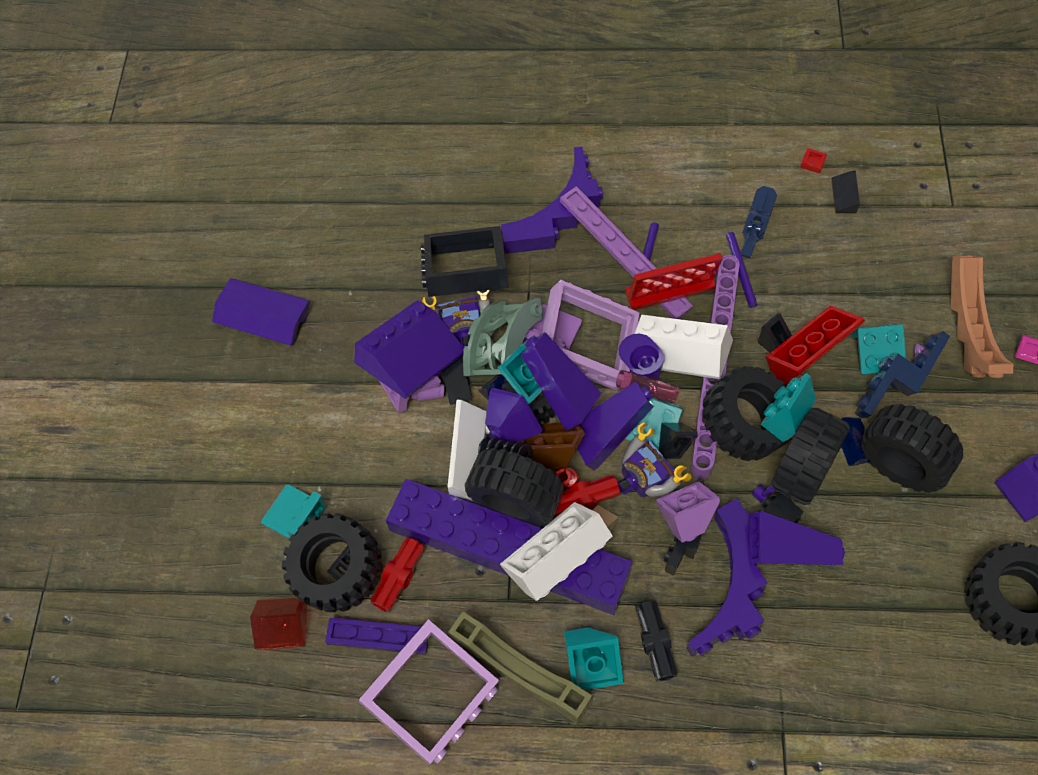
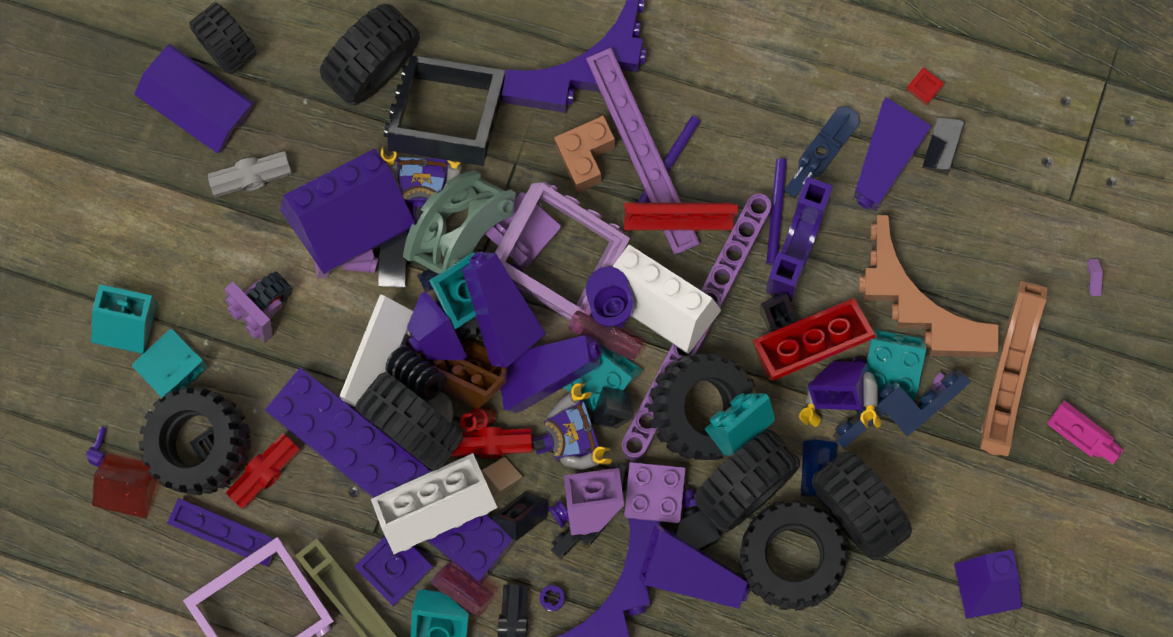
camera: 20 degrees right, 15 degrees up
(243, 486) = (122, 319): none -> teal slope
(245, 603) = (93, 455): none -> dark purple hand
(273, 258) = (223, 38): none -> black tyre
(321, 352) = (249, 174): none -> light grey piece
(355, 442) = (258, 303): none -> medium lavender plate
(392, 234) = (369, 54): none -> black tyre
(535, 622) = (393, 573): none -> dark purple plate
(579, 263) = (580, 147): none -> nougat brick
(602, 619) = (462, 589): none -> clear pink bracket
(631, 543) = (522, 515): none -> black slope
(661, 535) = (559, 513): none -> dark purple bush
(679, 614) = (556, 590): none -> dark purple bush
(737, 492) = (654, 493): none -> medium lavender bracket
(771, 289) = (800, 239): none -> dark purple arch
(808, 205) = (891, 148): none -> dark purple slope
(851, 370) = (842, 388): none -> dark purple torso
(877, 305) = (913, 310): none -> nougat arch
(882, 484) = (805, 519): none -> black tyre
(1000, 245) = (1096, 272): none -> medium lavender tile

